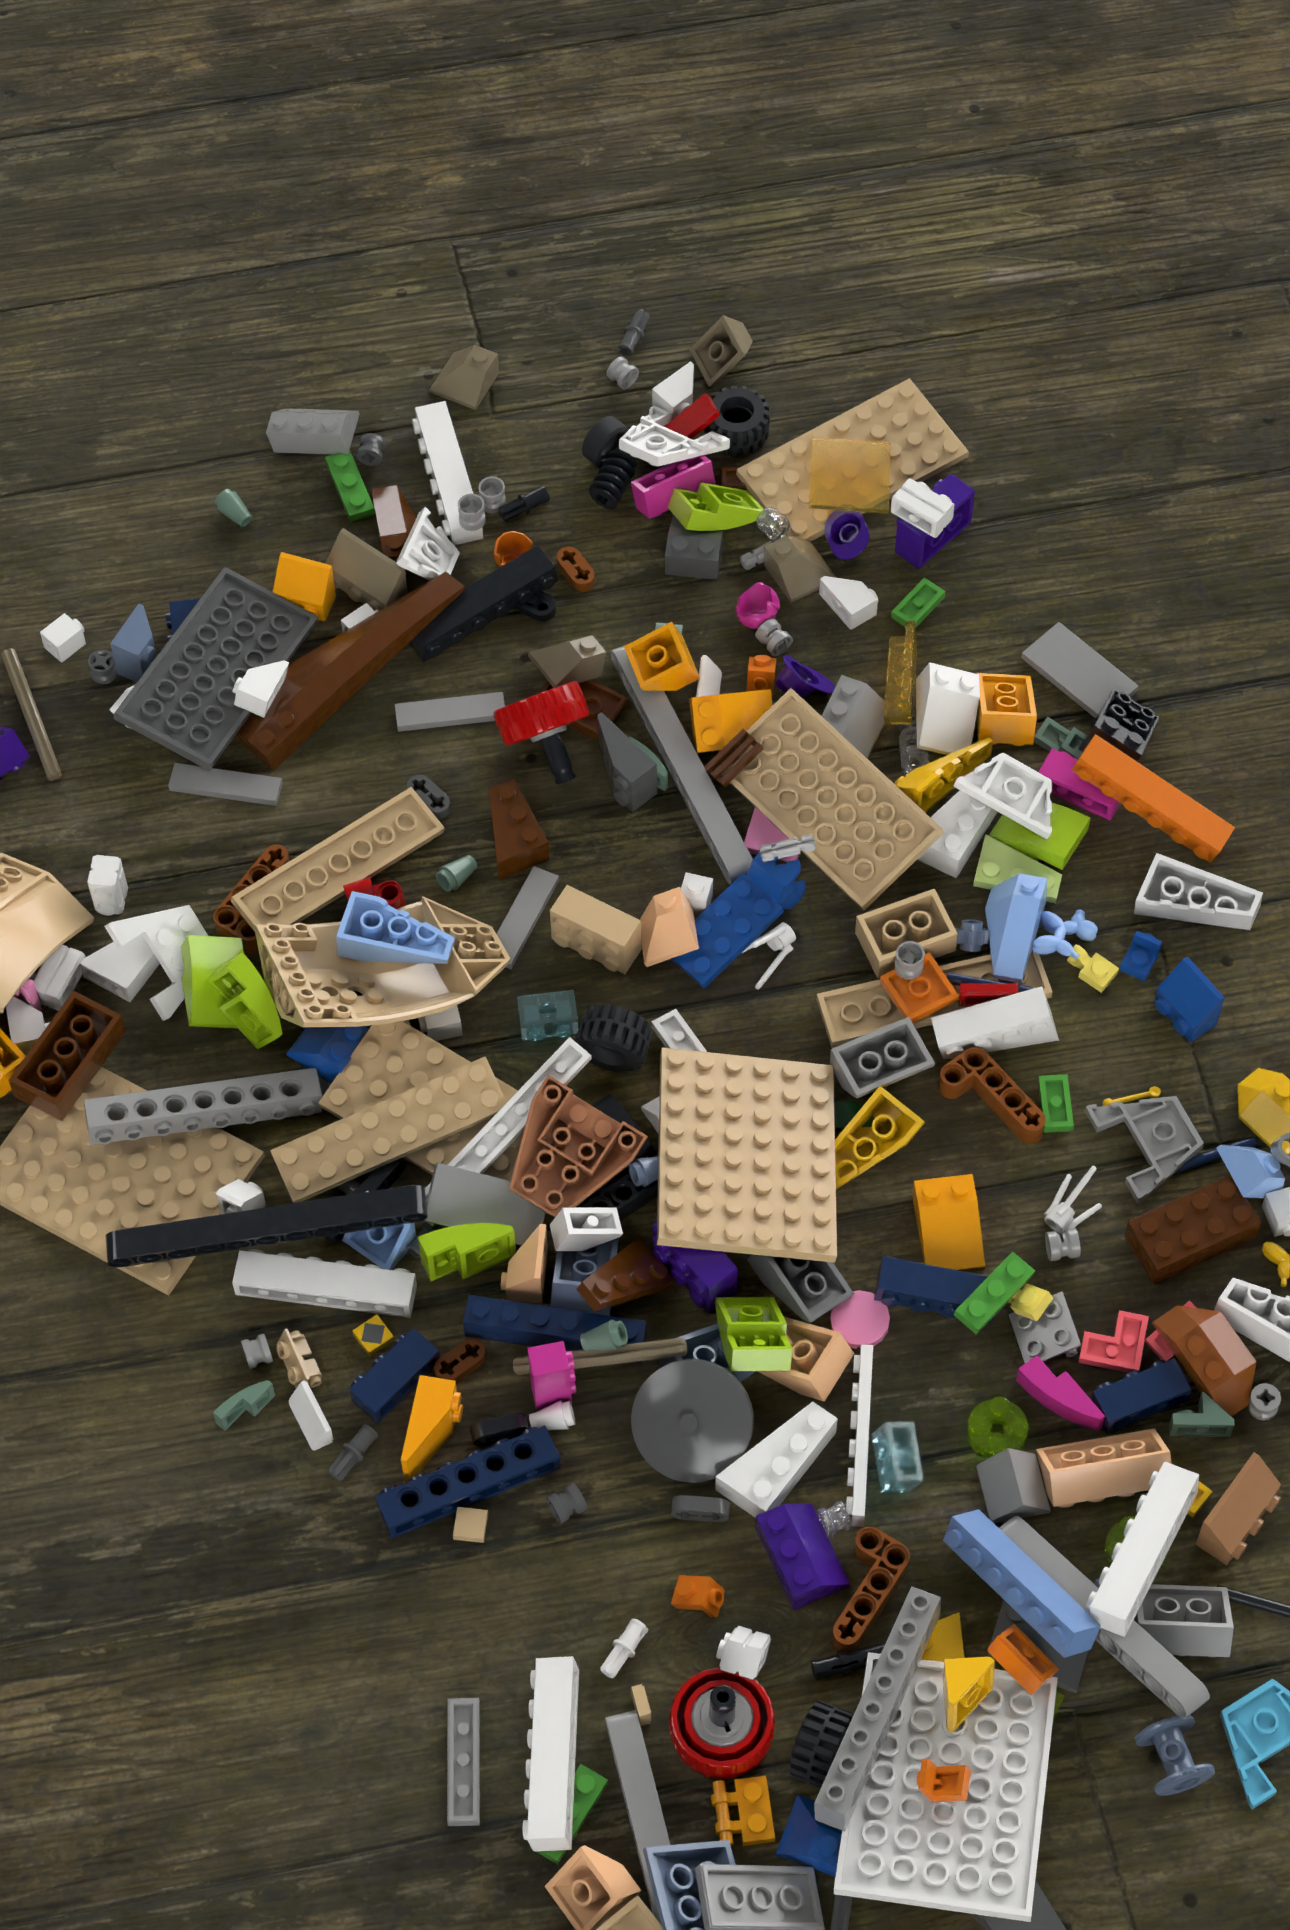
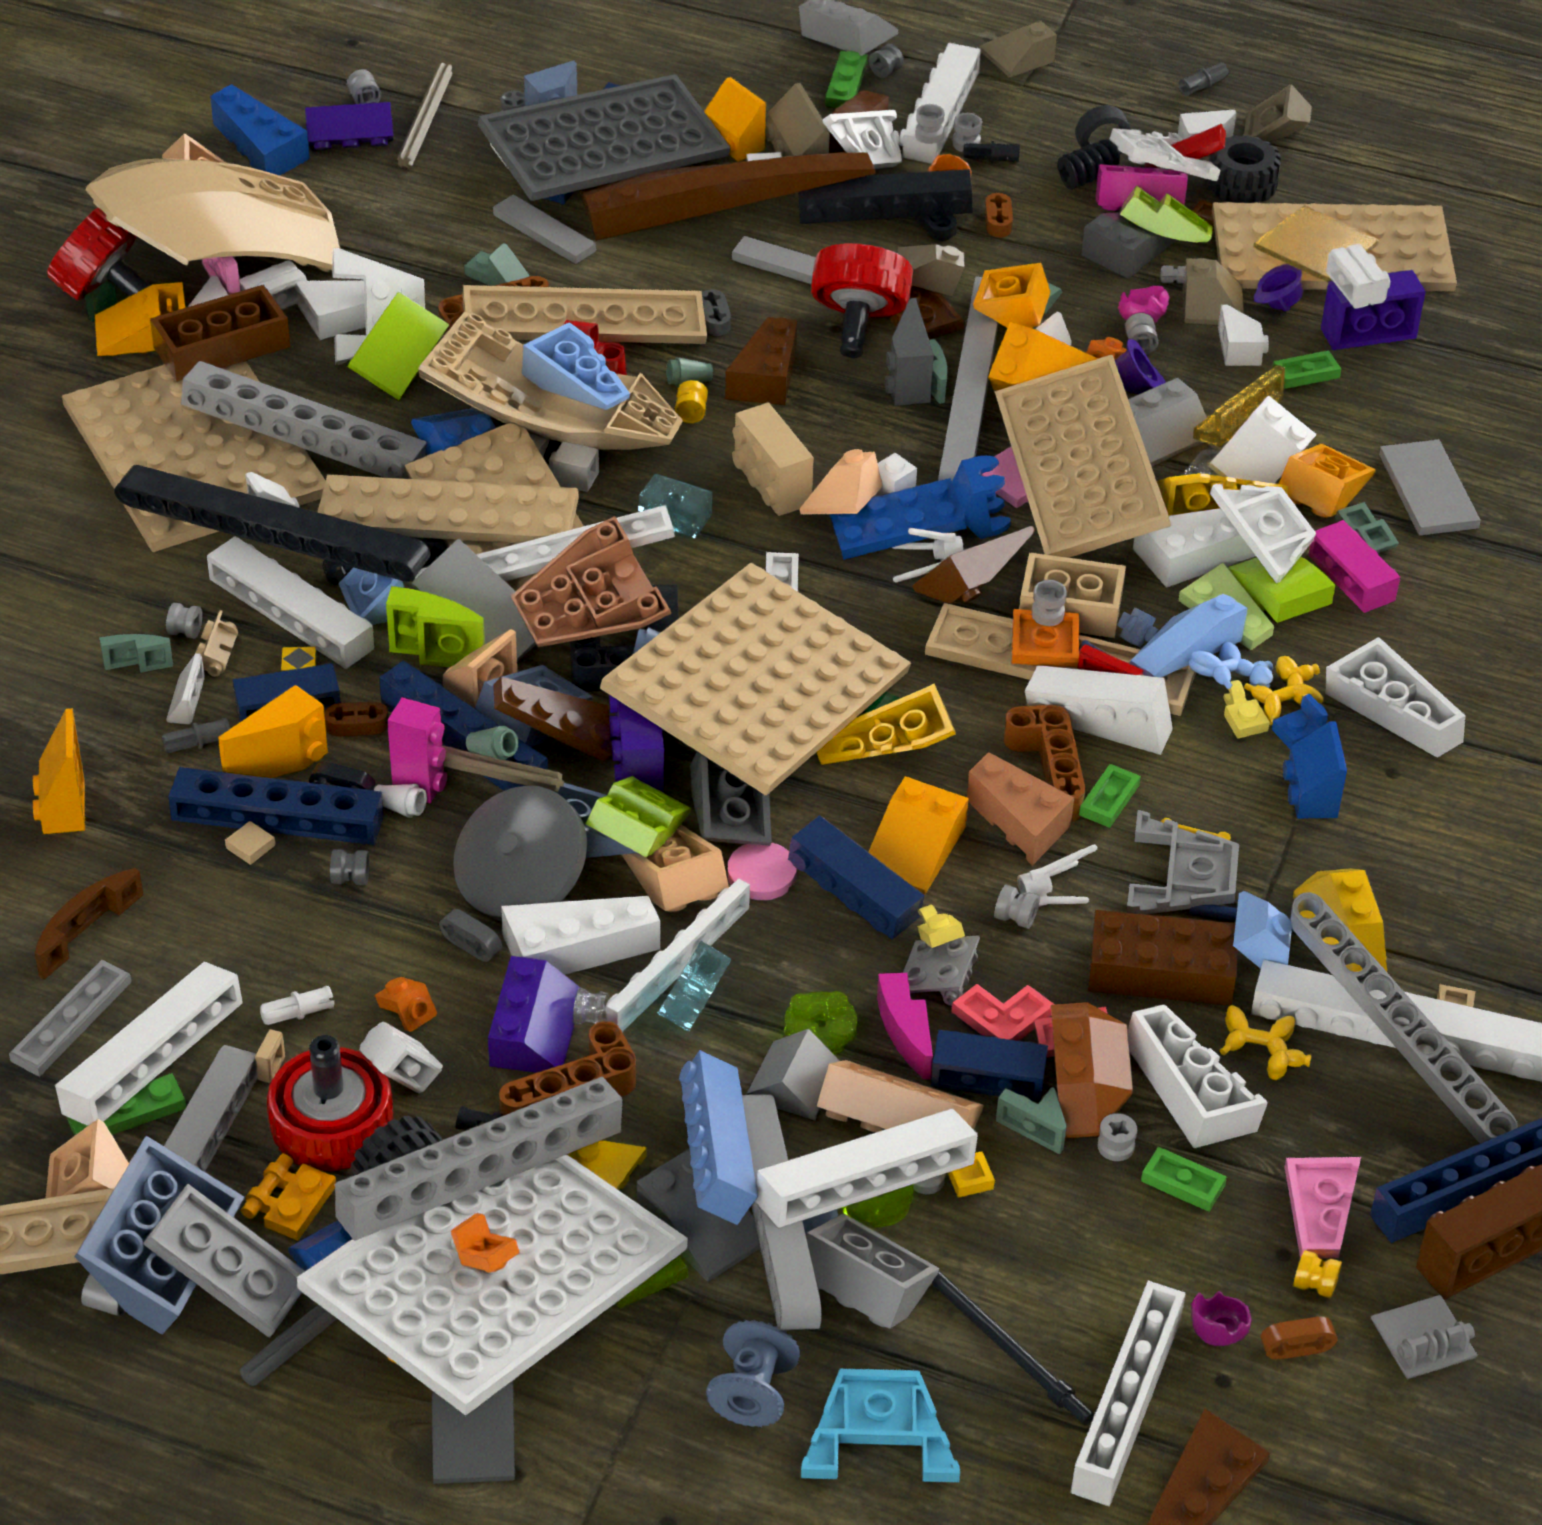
camera: 30 degrees right, 15 degrees down
(63, 637) = (499, 74): white brick -> none
(107, 885) = (372, 235): white brick -> none
(226, 851) = (496, 267): none -> sand green slope
(231, 505) = (728, 51): sand green cone -> none
(247, 1000) = (407, 353): lime slope -> none
(260, 687) = (628, 159): white slope -> none
(296, 1564) = (61, 781): none -> light orange slope
(410, 1637) = (111, 893): none -> reddish brown slope
(481, 900) = (691, 401): none -> yellow wheel
(526, 911) = (705, 436): light grey tile -> none
(584, 1228) = (554, 659): white slope -> none
(614, 1037) = (714, 539): black tyre -> none
(622, 373) = (1166, 99): light grey wheel -> none
(727, 750) = (1016, 390): reddish brown tile -> none
(773, 523) = (1209, 244): clear wheel -> none
(787, 848) = (999, 460): light grey axle -> none
(819, 949) = (969, 570): none -> wedge
(880, 1058) = (959, 668): light grey slope -> none
(965, 1687) = (575, 1180): yellow slope -> none
(994, 1292) = (906, 899): bright green plate -> none
(1002, 1152) = (1020, 805): none -> nougat wedge
(1022, 1659) = (663, 1199): orange slope -> none
(1116, 927) = (1296, 689): none -> yellow piece
(1123, 725) = (1425, 542): black slope -> none
(1152, 798) = (1413, 599): orange brick -> none
(1240, 1511) = (1006, 1203): medium nougat slope -> none

